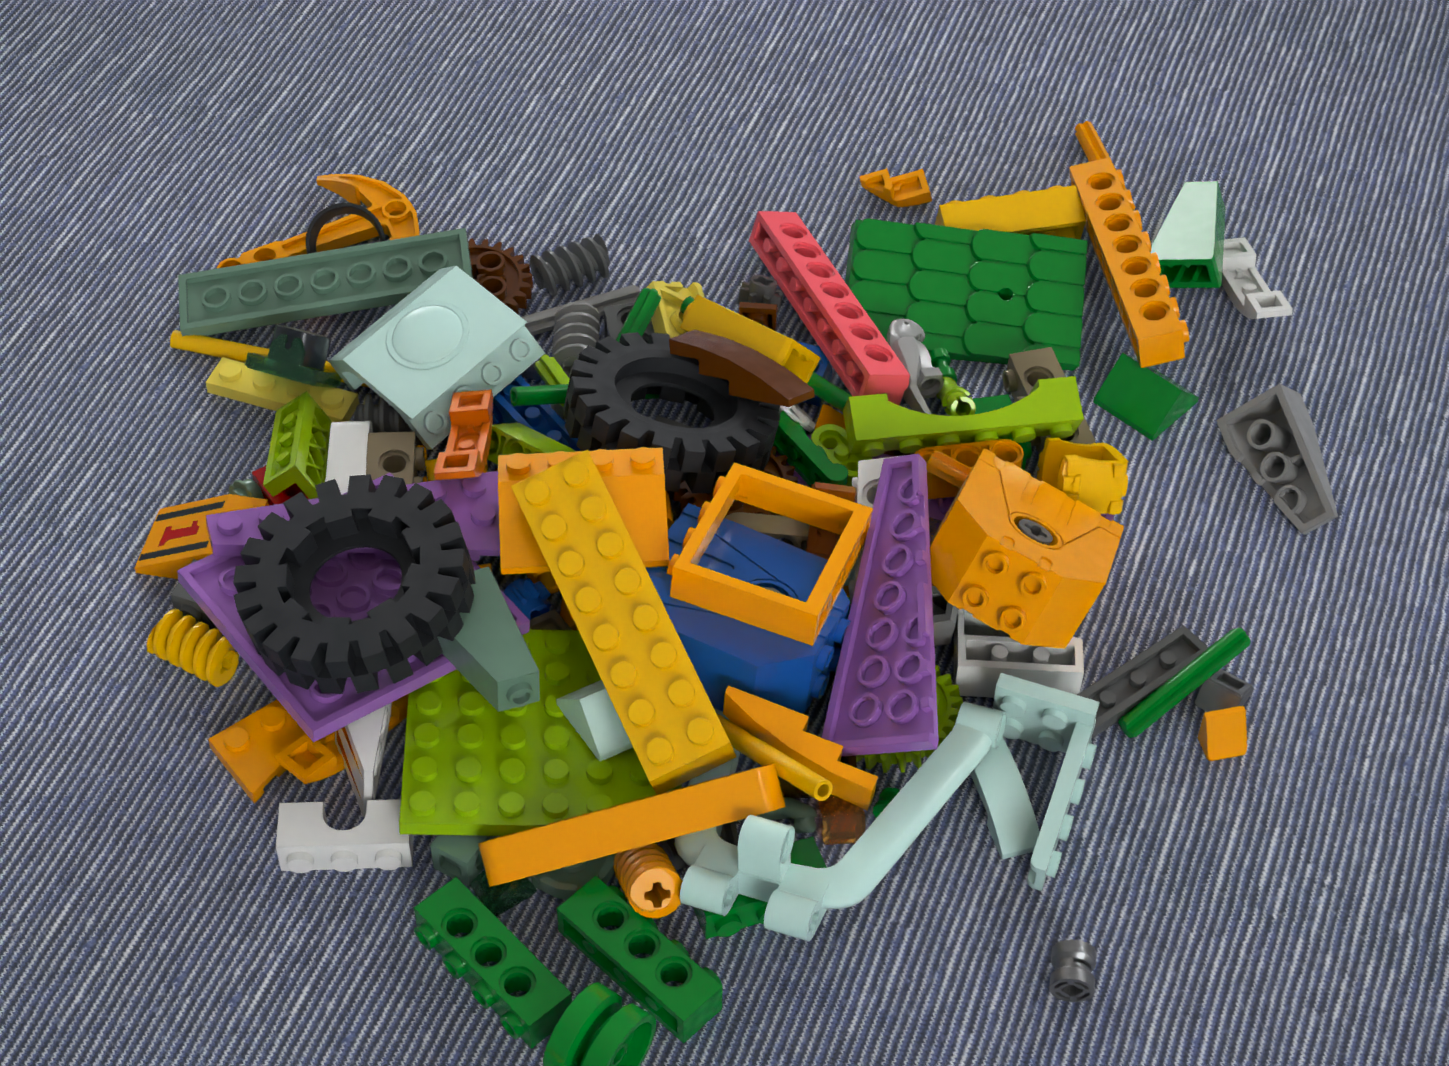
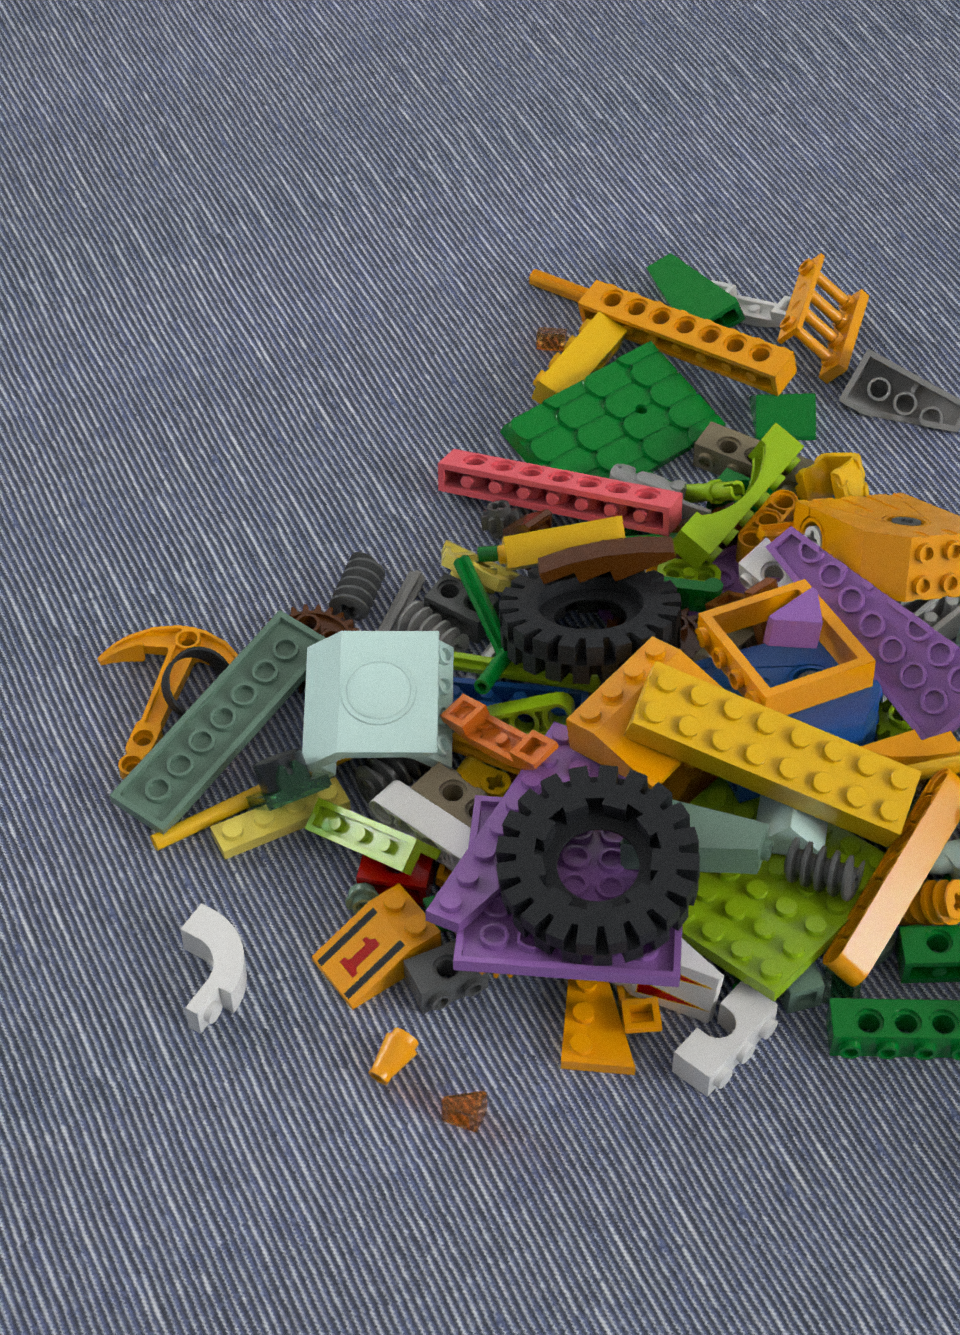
camera: 45 degrees left, 0 degrees up
(84, 466) = (218, 943): none -> white arch
(94, 710) = (465, 1110): none -> clear orange slope
(106, 625) = (393, 1055): none -> light orange cone
(193, 647) = (474, 1013): yellow piece -> none
(567, 761) = (823, 871): none -> dark grey piece
(789, 527) = (796, 623): none -> medium lavender slope
(900, 190) = (479, 391): light orange slope -> none
(1022, 181) = (551, 338): none -> clear orange slope
(1315, 357) = (845, 321): none -> light orange fence

